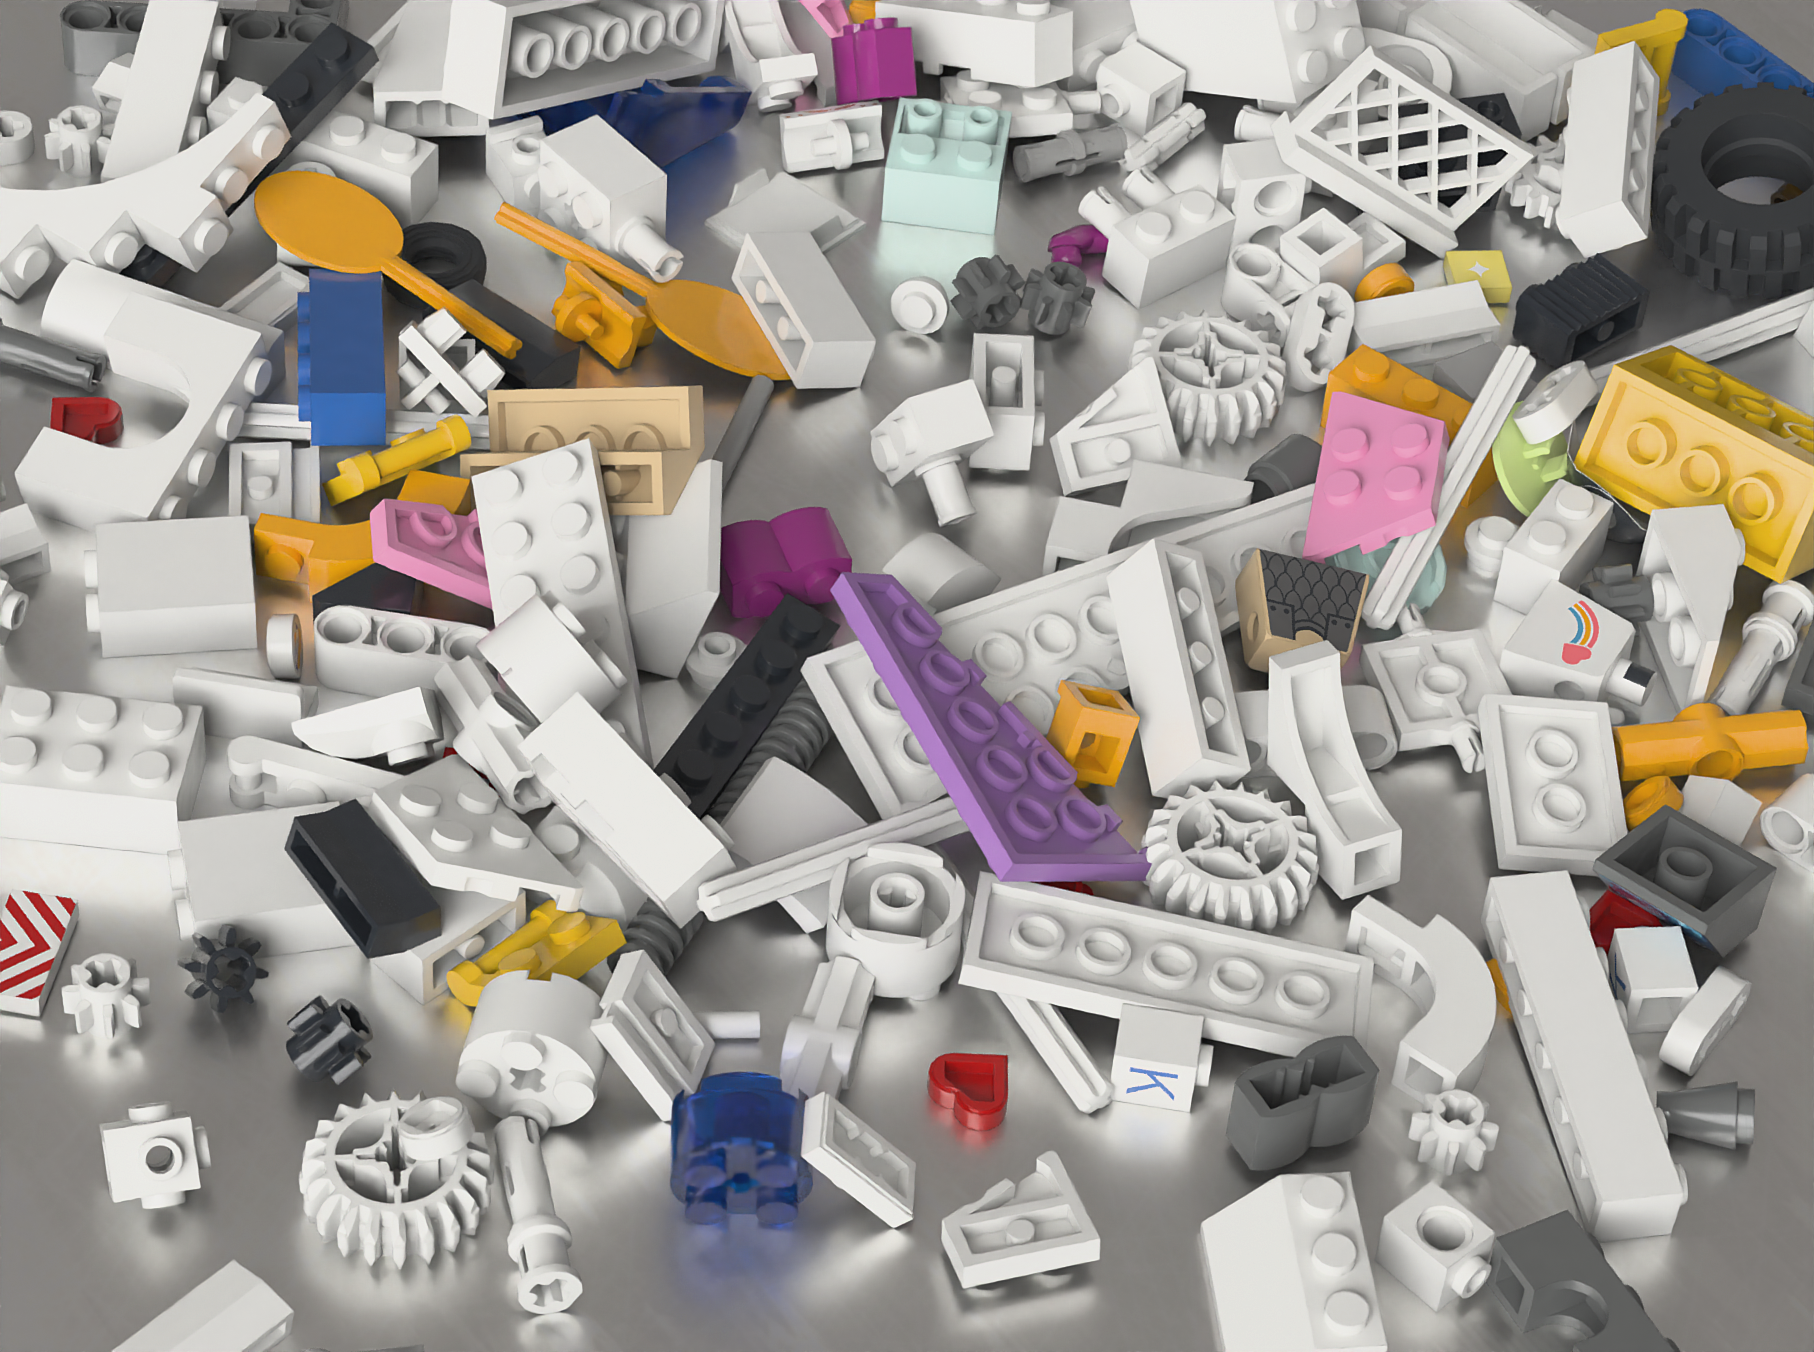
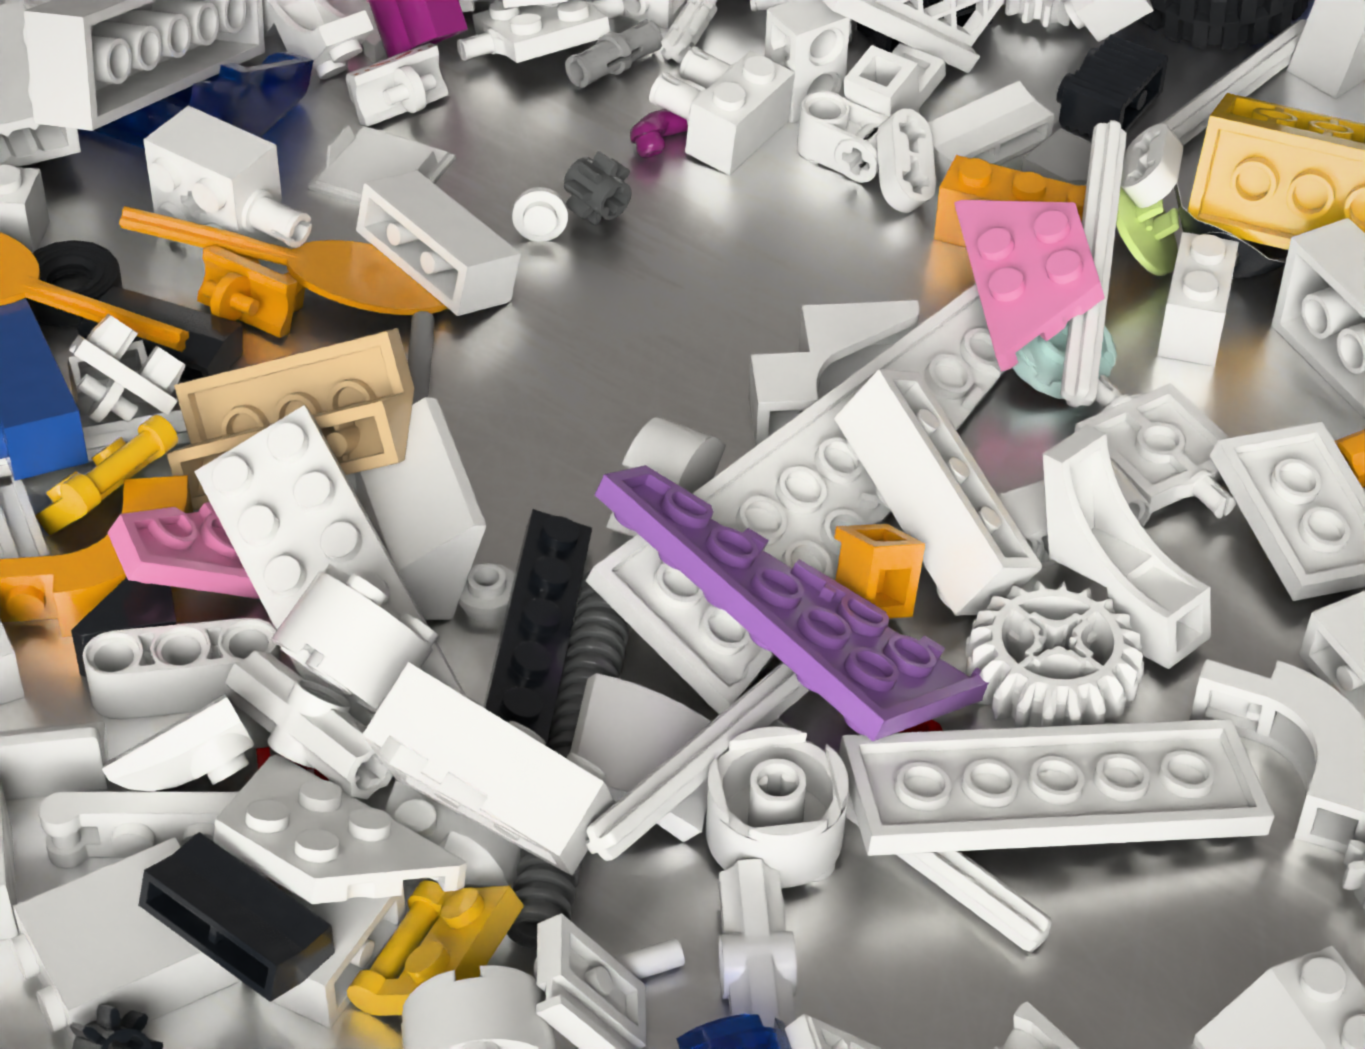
camera: 15 degrees left, 0 degrees up
(285, 646) = (55, 688): white tile -> none
(515, 161) = (117, 169): white brick -> none
(789, 554) = (520, 473): magenta brick -> none
(929, 440) = (610, 334): white brick -> none
(946, 166) = (514, 87): light aqua slope -> none
(971, 1087) = (914, 957): red tile -> none
(1009, 392) = (657, 282): white brick -> none
(1057, 298) = (661, 179): dark grey gear -> none
(1113, 431) = (770, 286): white wing -> none
(1159, 1058) = (1082, 875): white brick -> none
(1214, 375) = (823, 219): white gear -> none
(1285, 468) = (937, 281): dark grey brick -> none
(1296, 604) = (1010, 411): torso -> none
(1302, 1102) = (1243, 884): dark grey brick -> none
(1383, 282) = (941, 100): light orange tile -> none
(1484, 266) = (1006, 70): light yellow tile -> none
(1486, 541) = (1137, 305): white plate -> none
(1574, 652) = (1263, 383): white torso -> none
(1621, 593) = (1273, 330): dark grey gear -> none

